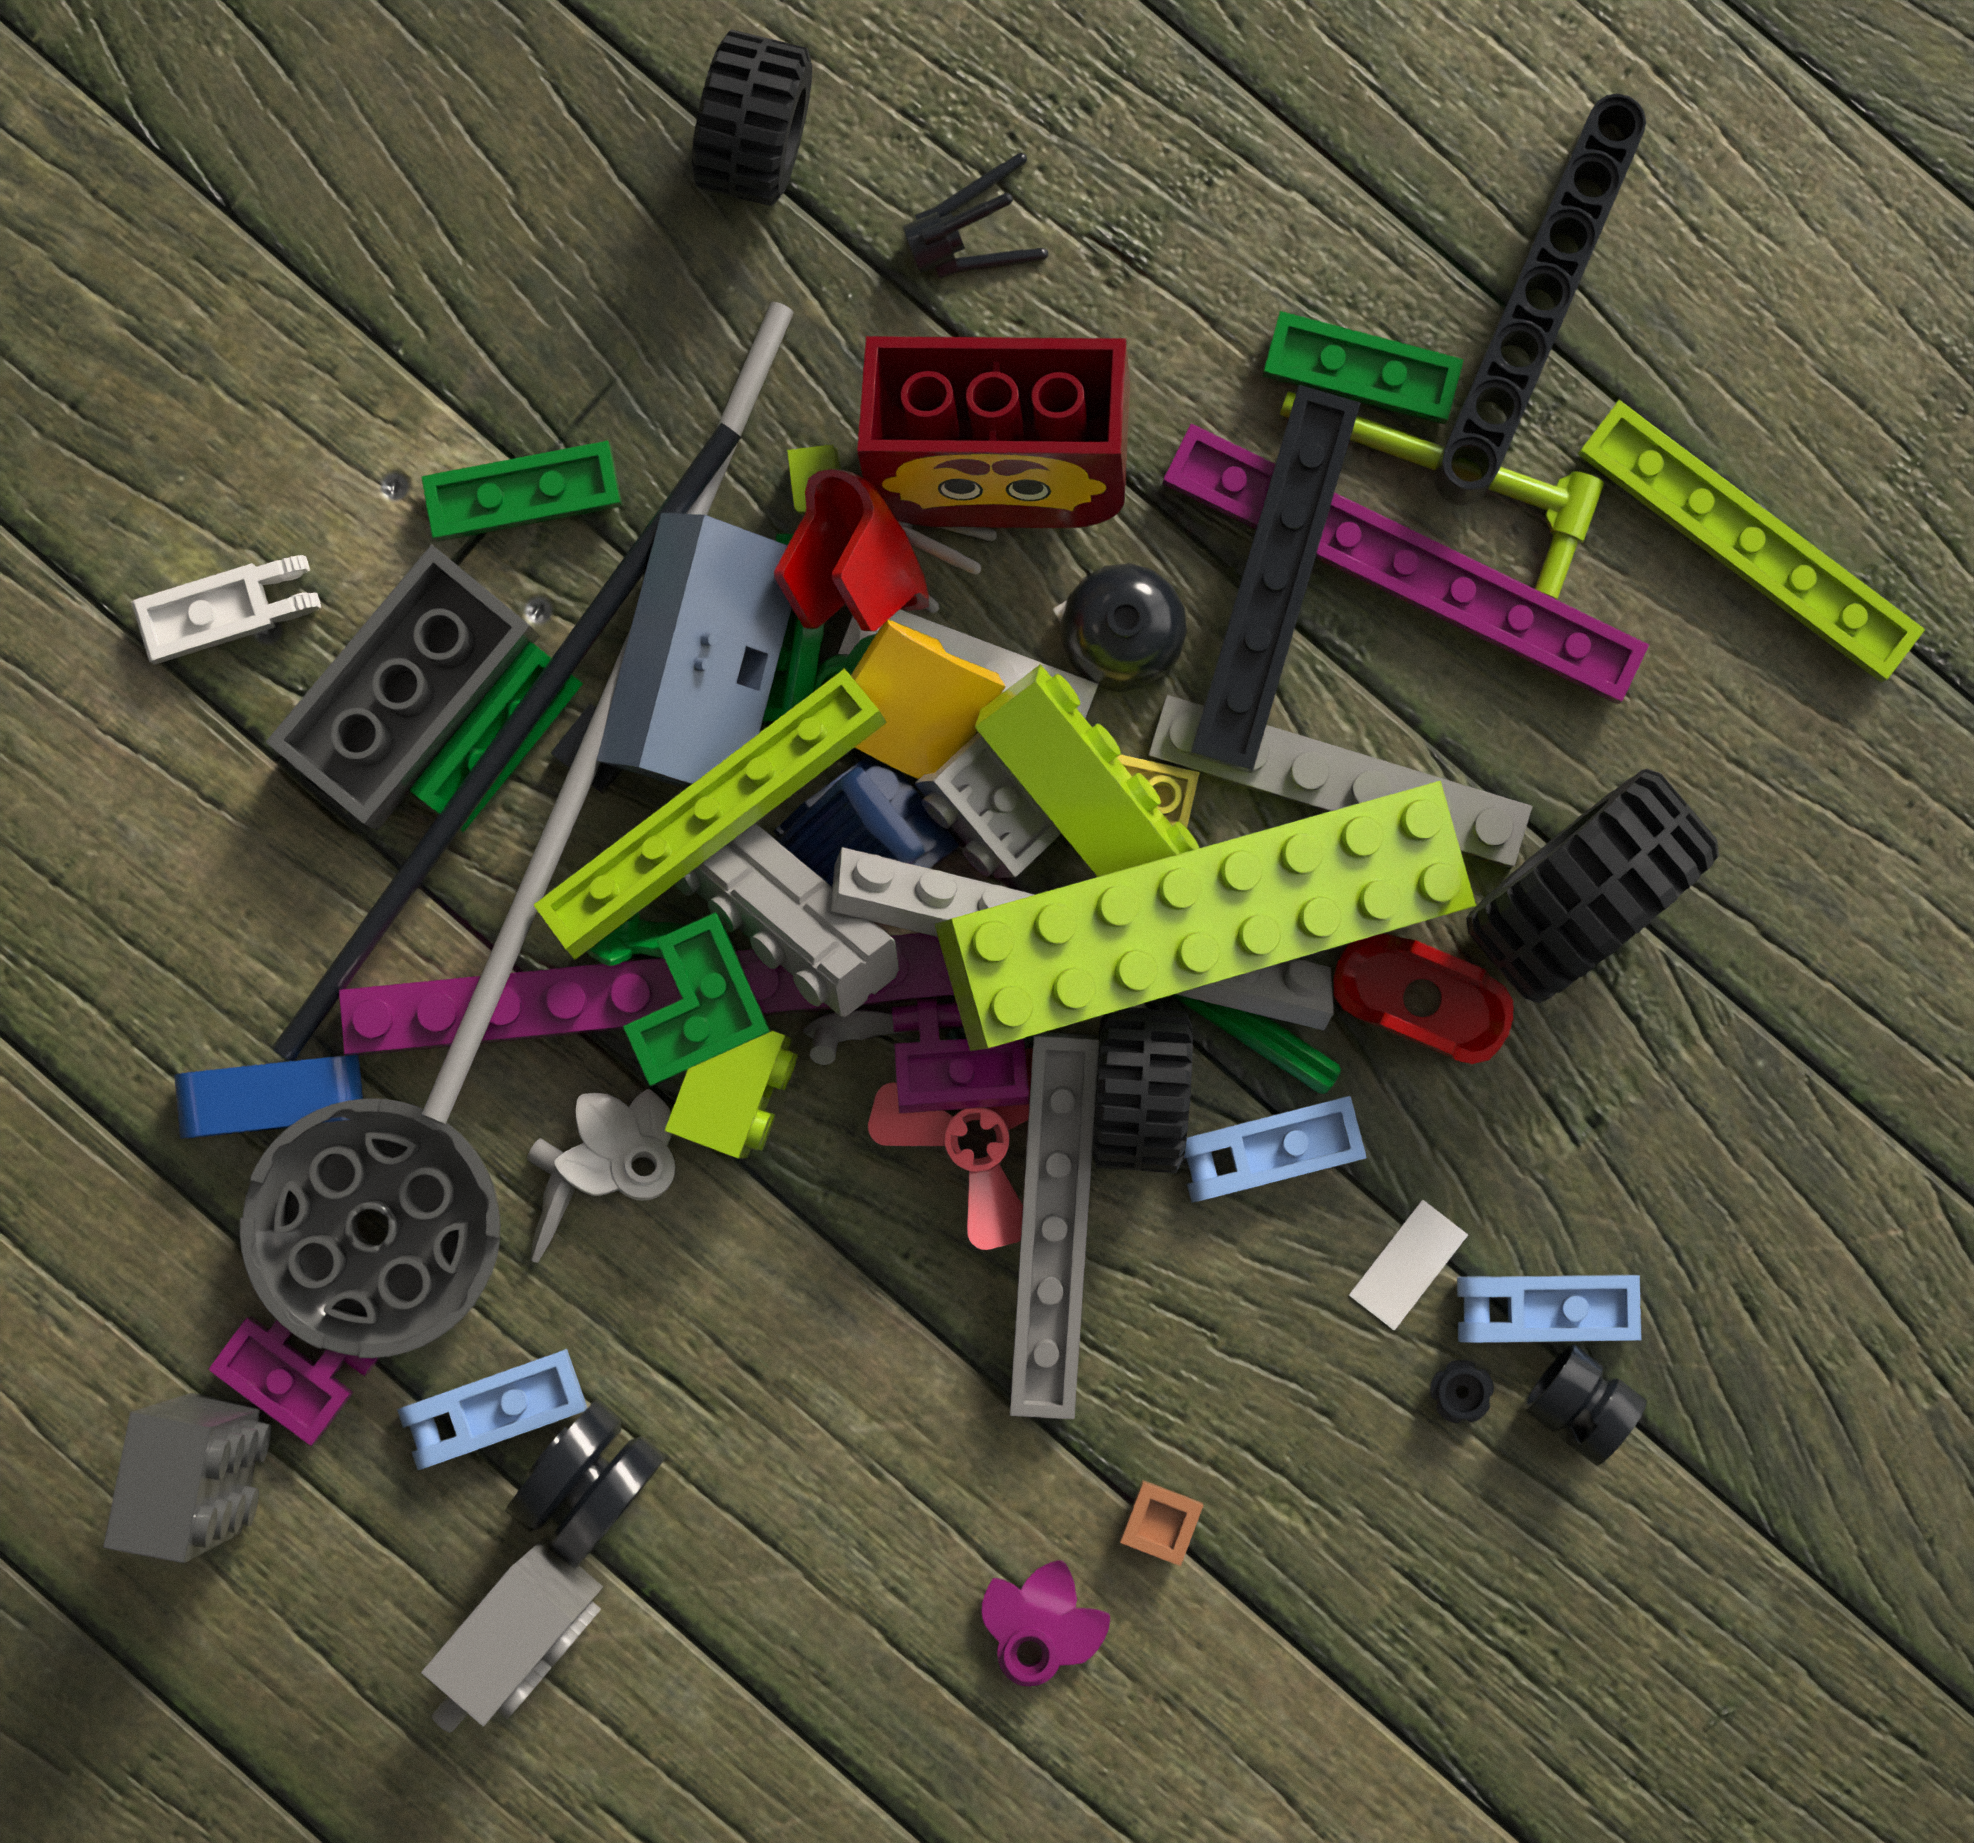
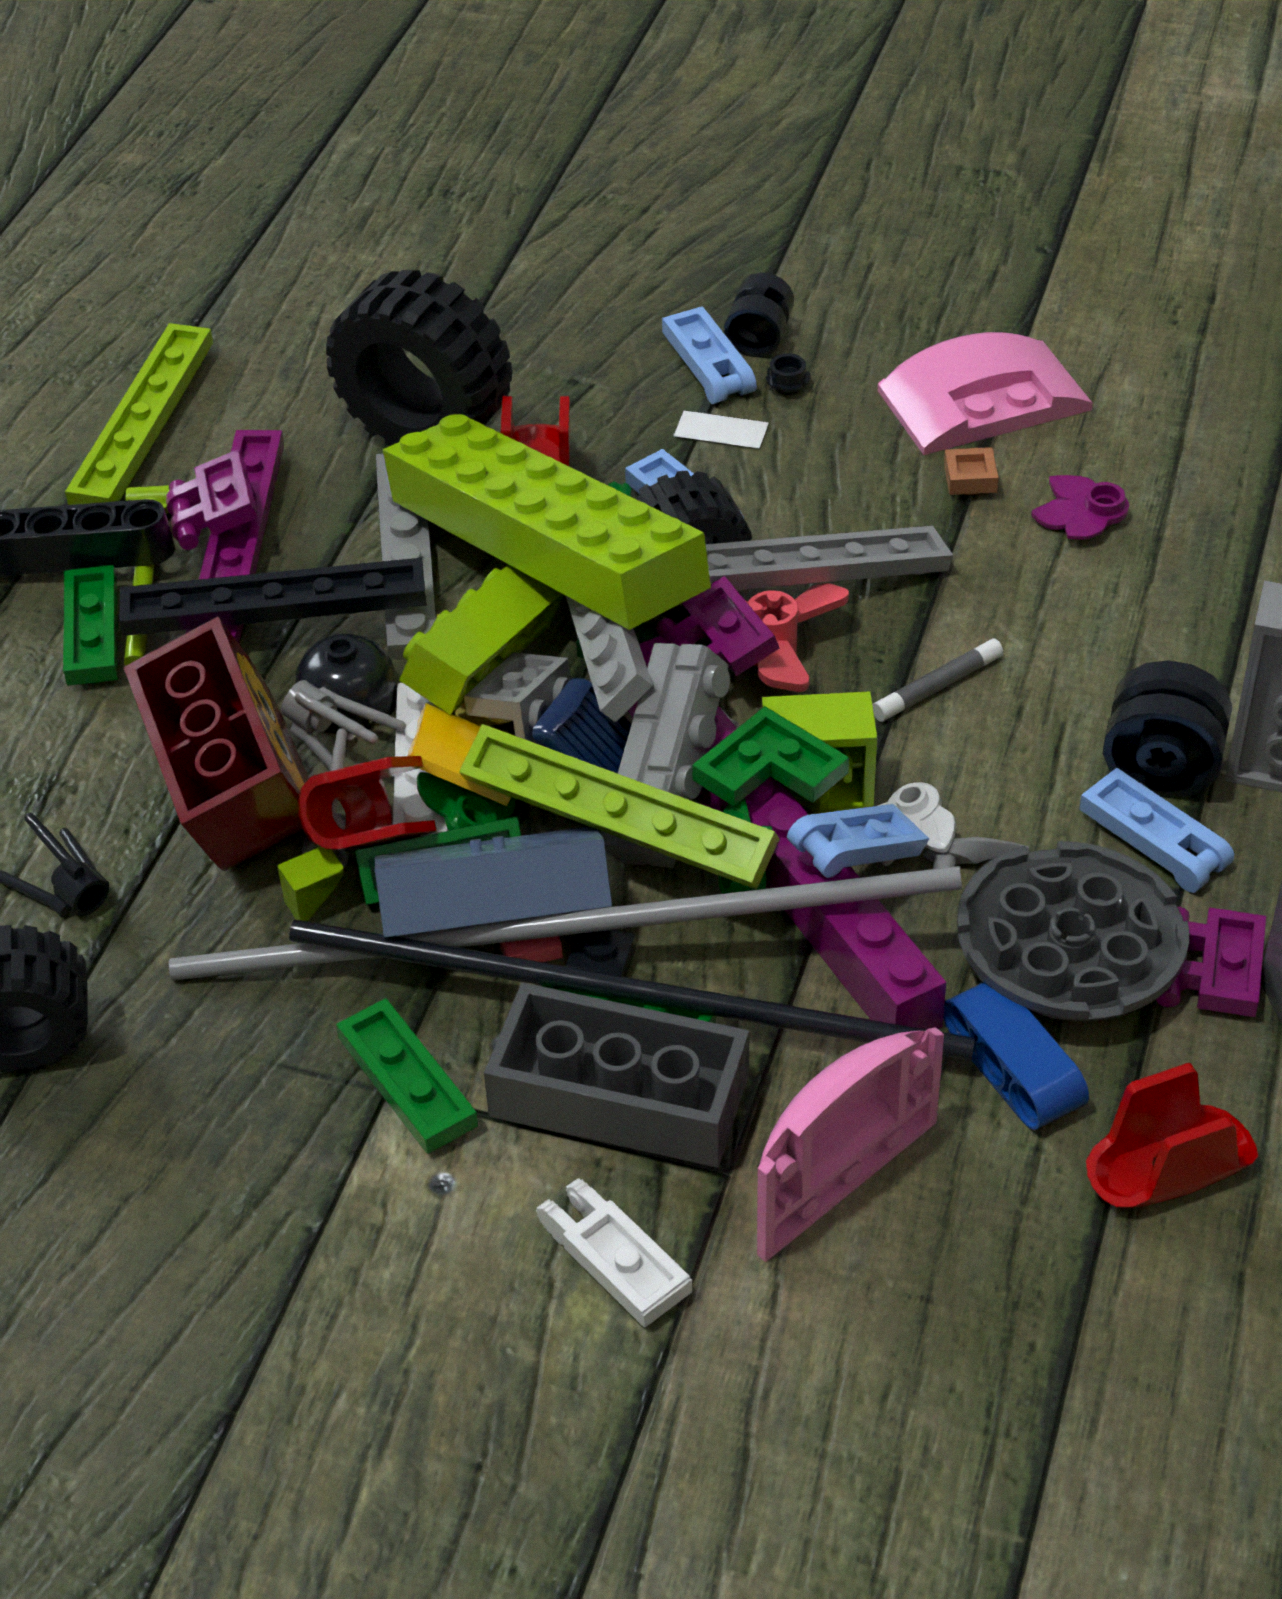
camera: 115 degrees left, 40 degrees down
(71, 1232) = (1166, 1122): none -> red piece
(202, 860) = (845, 1131): none -> bright pink slope
(558, 1054) = (856, 837): none -> light blue plate
(833, 1300) = (937, 680): none -> flat silver bar
(1062, 561) = (317, 709): none -> light grey plant
(1329, 1628) = (979, 390): none -> bright pink slope
(1494, 579) = (215, 499): none -> magenta plate

